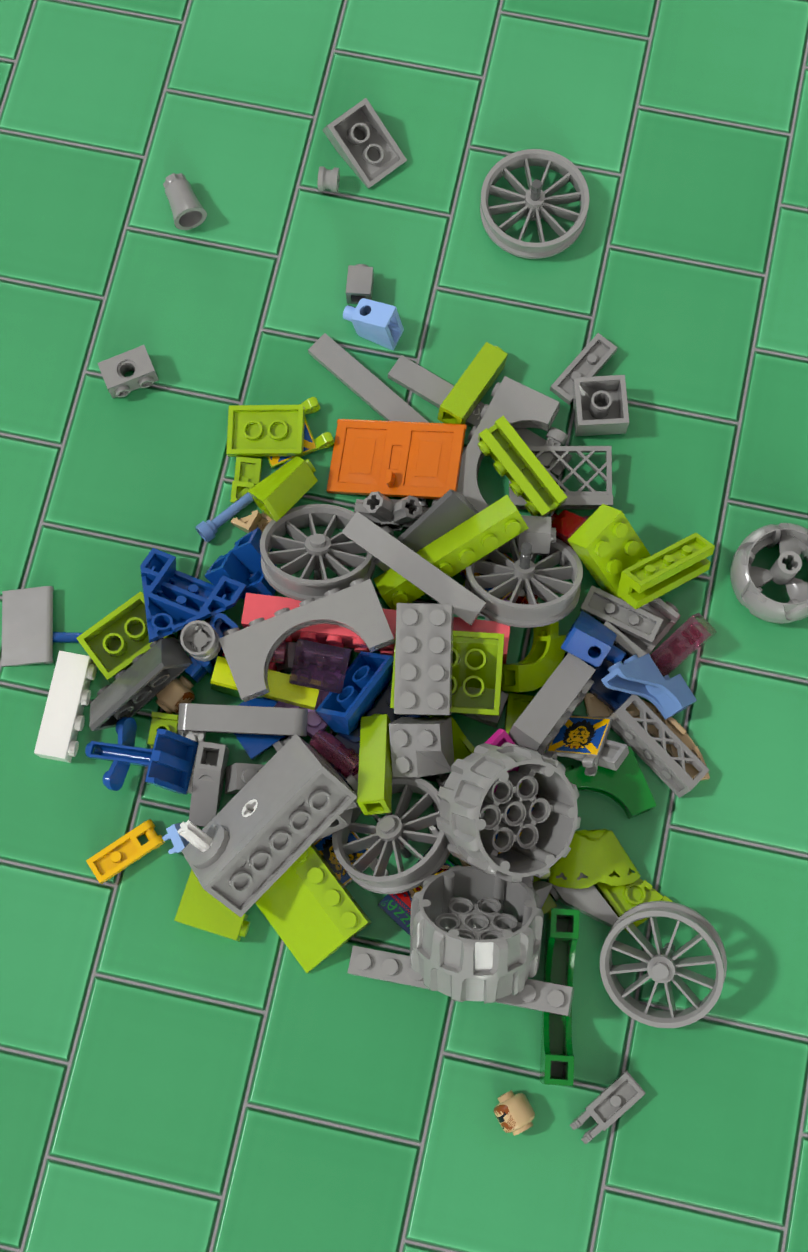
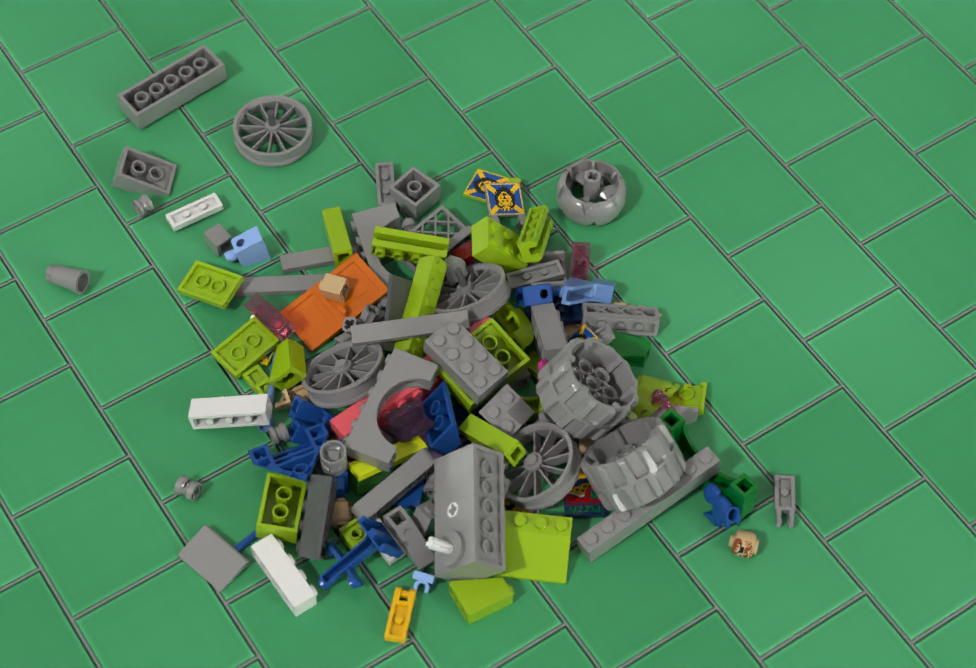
camera: 50 degrees left, 20 degrees down
(72, 532) = (189, 488): none -> light grey wheel
(132, 360) = (131, 373): light grey brick -> none
(182, 489) = (230, 411): none -> white brick
(204, 553) = (278, 434): none -> light grey wheel
(301, 329) = (210, 284): none -> lime plate
(314, 420) = (269, 317): none -> clear pink slope
(370, 231) = (194, 212): none -> white plate
(403, 446) = (334, 287): none -> tan brick
(486, 63) = (172, 86): none -> light grey brick
(525, 1056) = (722, 509): none -> blue animal
(589, 885) = (662, 400): none -> clear pink arm
(663, 965) = (737, 404): light grey wheel -> none
(681, 499) = (505, 201): none -> flag
(686, 465) = (475, 188): none -> flag

